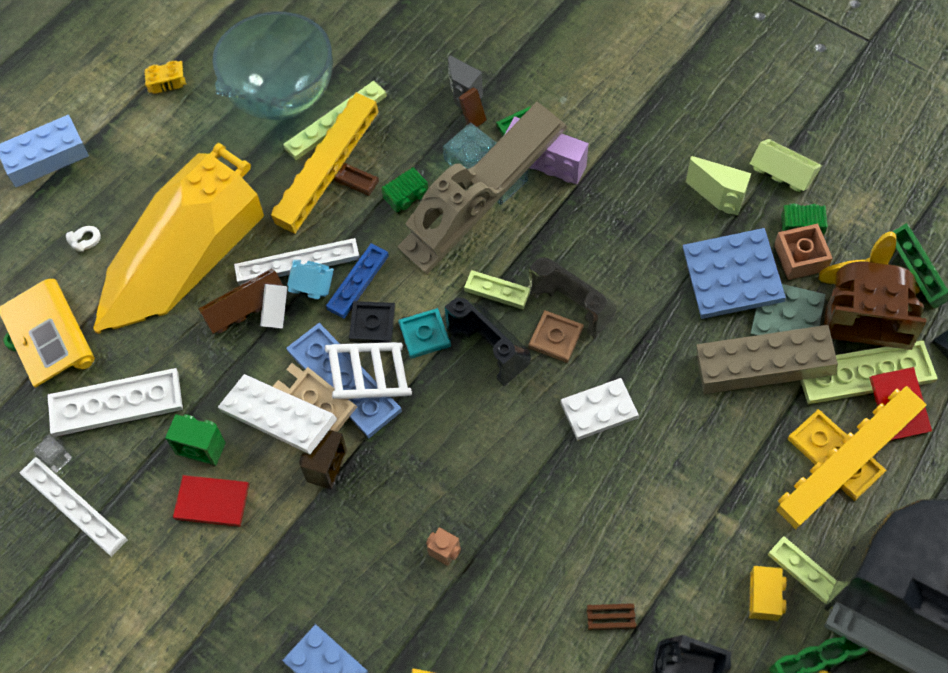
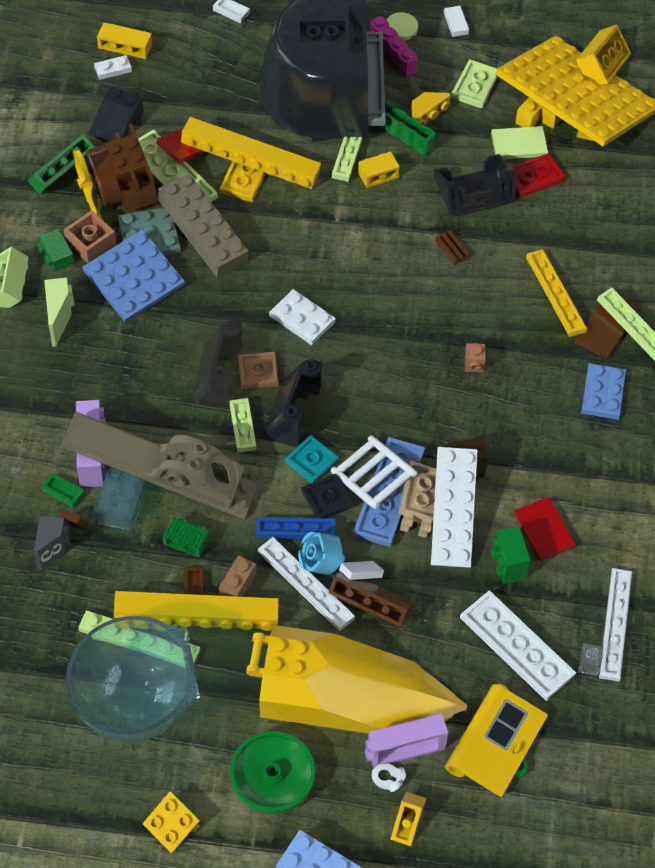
camera: 125 degrees left, 5 degrees down
(38, 232) = (408, 818): none -> yellow slope
(92, 256) = (406, 740): none -> lavender piece
(146, 152) = (272, 772): none -> green dish
(334, 207) = (238, 578): none -> medium nougat brick

